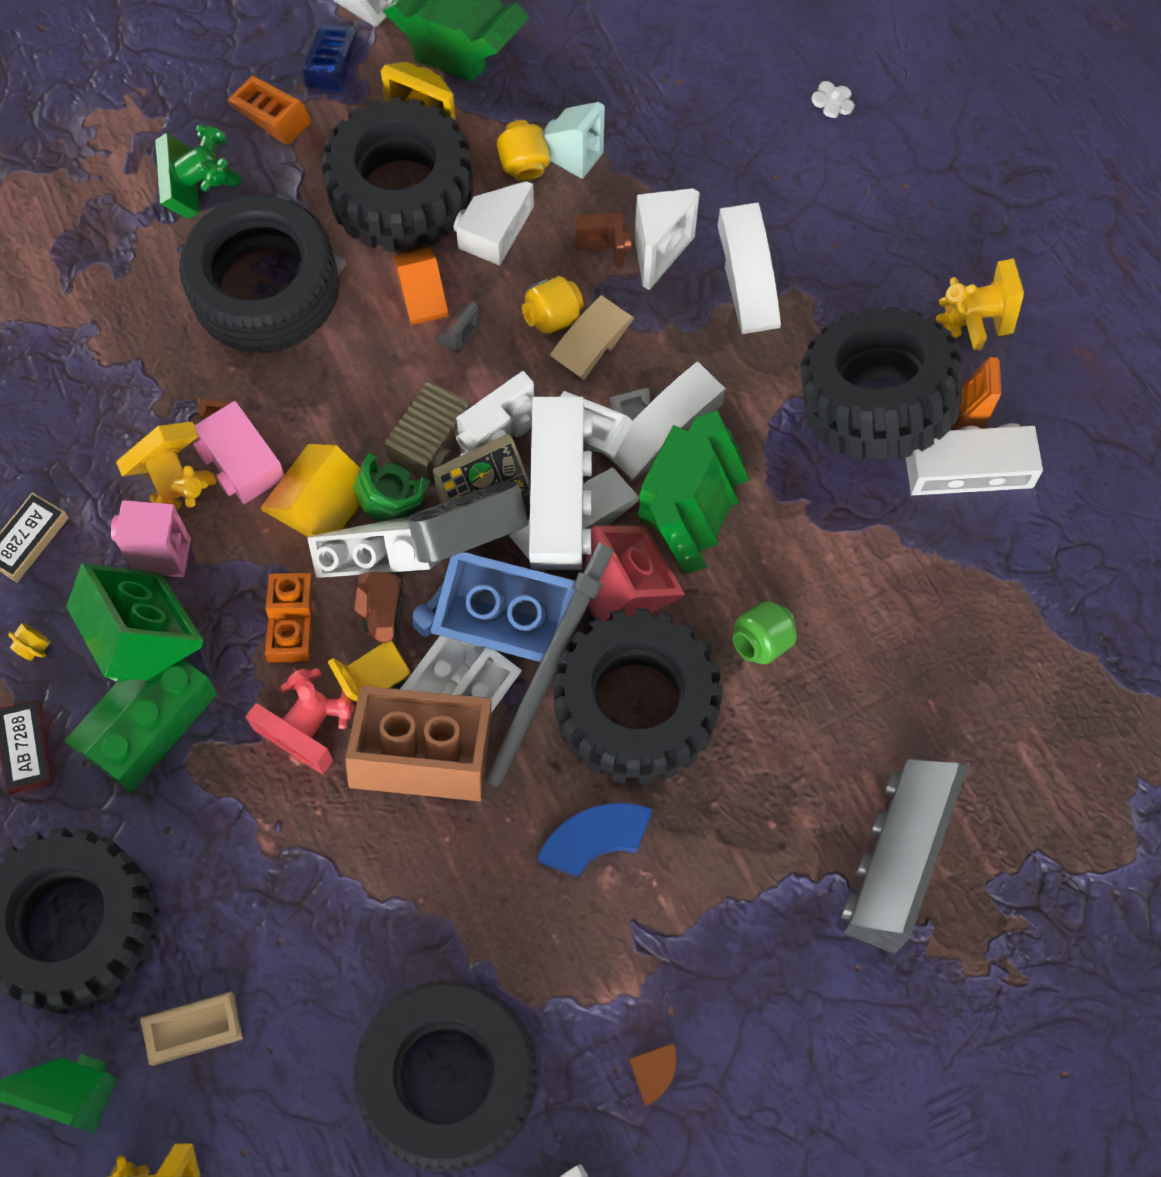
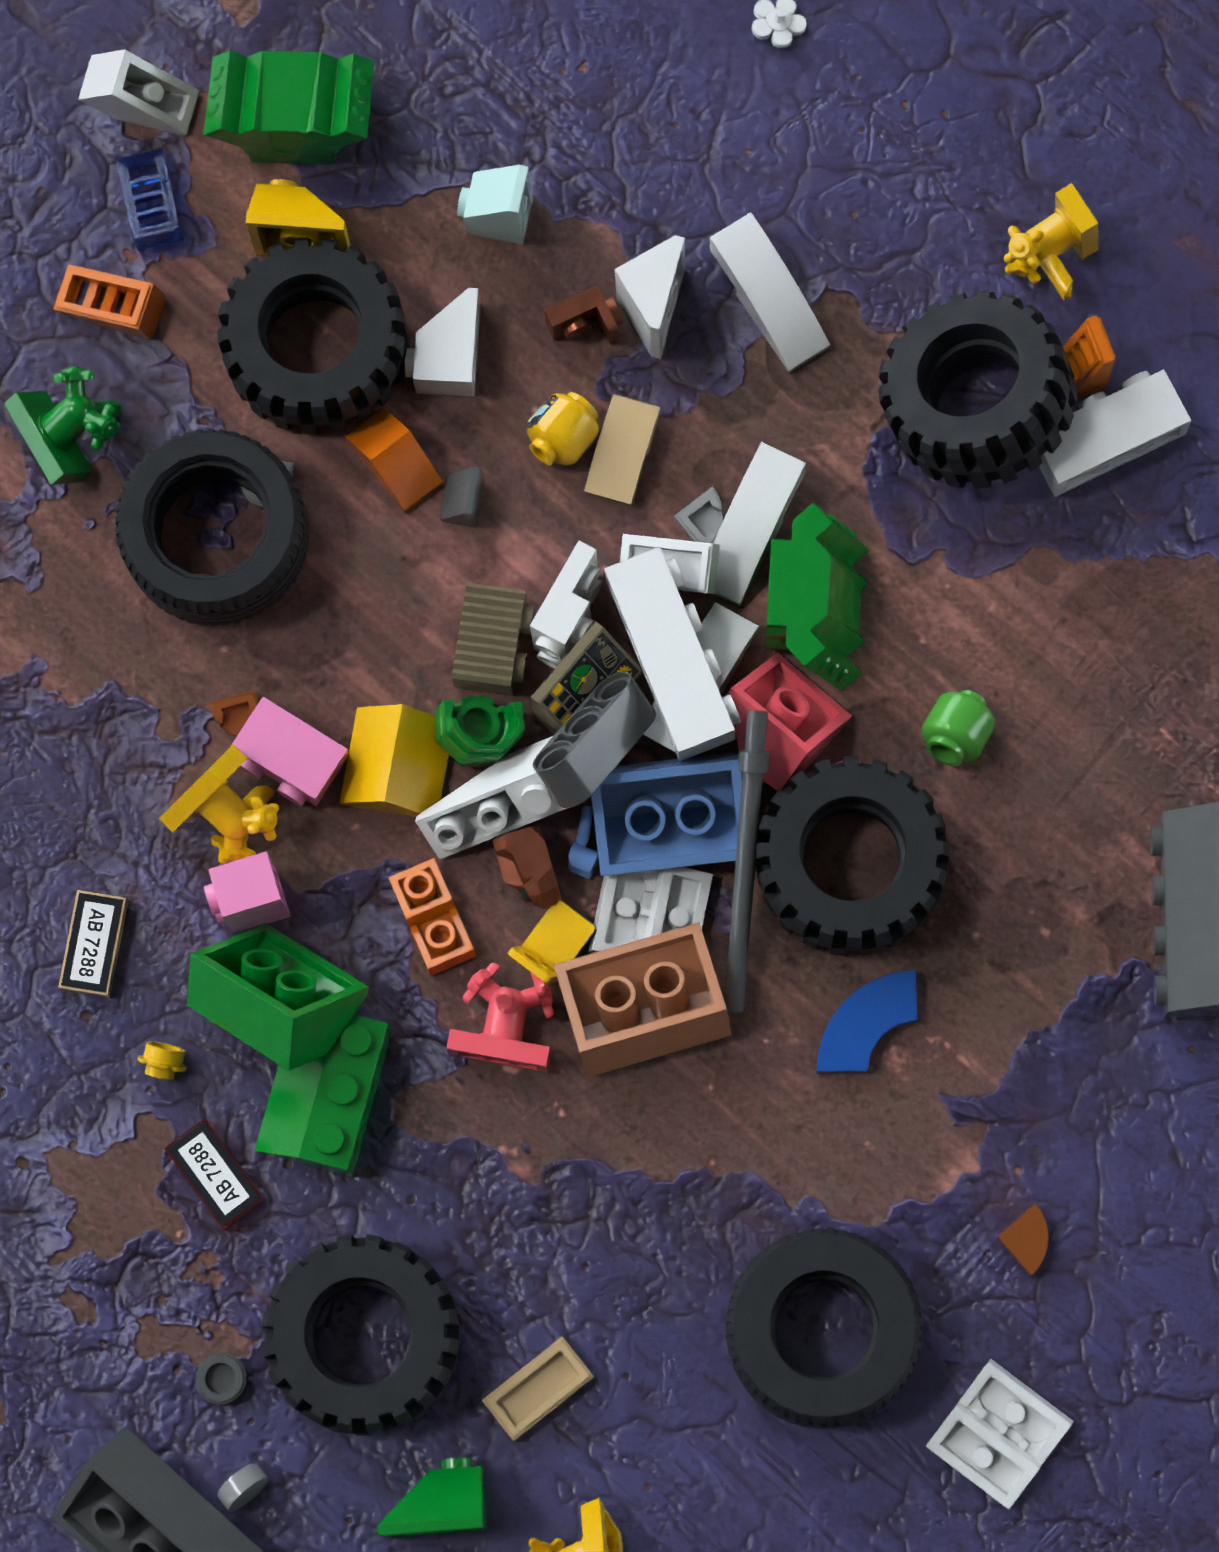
camera: 15 degrees left, 10 degrees up
(523, 150) = (442, 241): yellow head -> none

